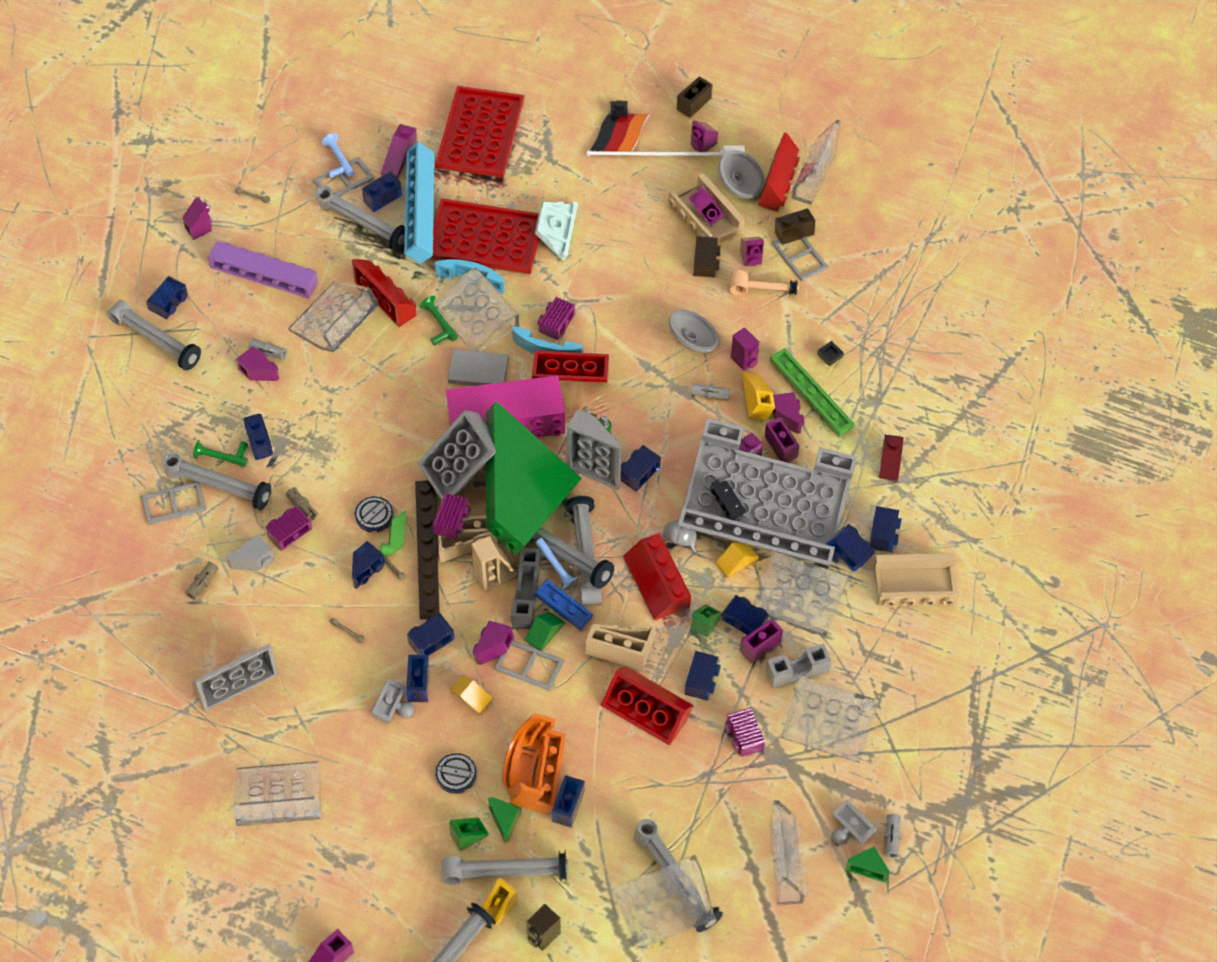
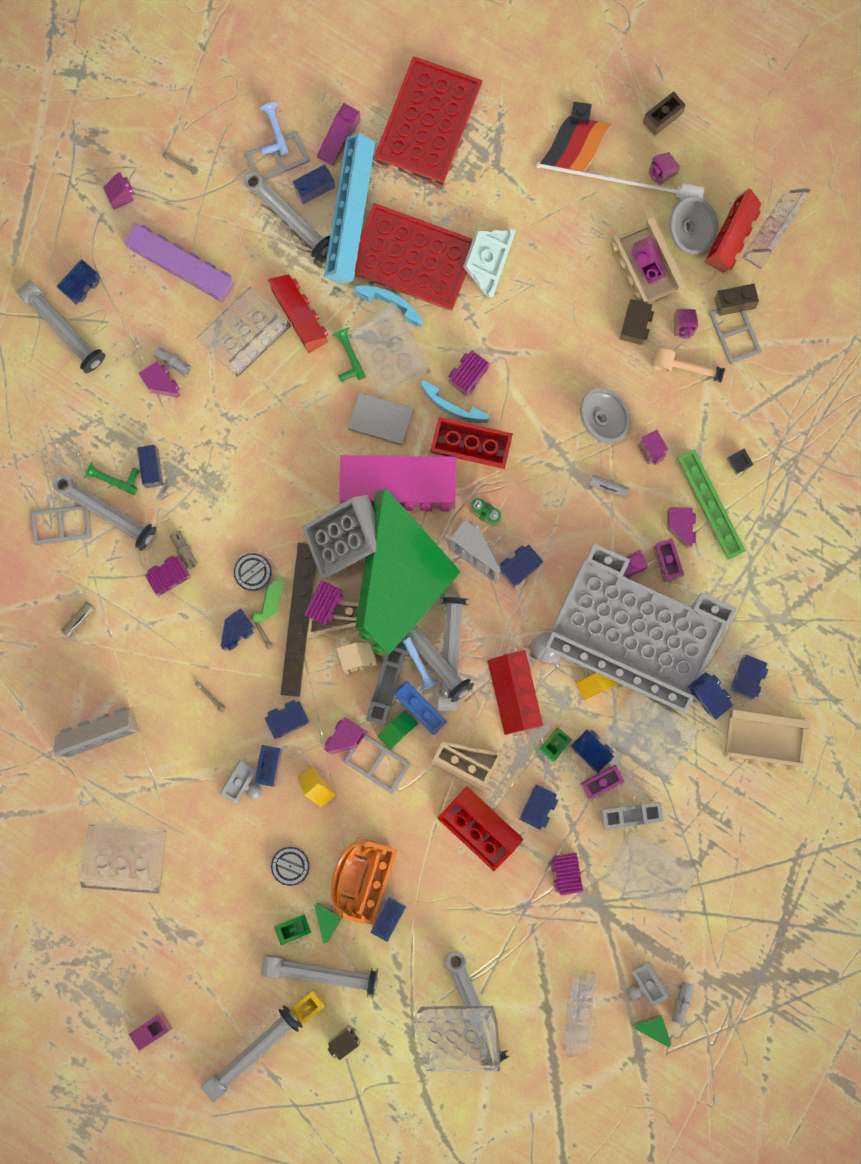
camera: 15 degrees right, 25 degrees up
(251, 555) = (129, 600): light grey slope -> none
(727, 499) = (599, 629): black bracket -> none
(758, 396) = (655, 501): yellow slope -> none
(891, 457) = (773, 597): dark red slope -> none

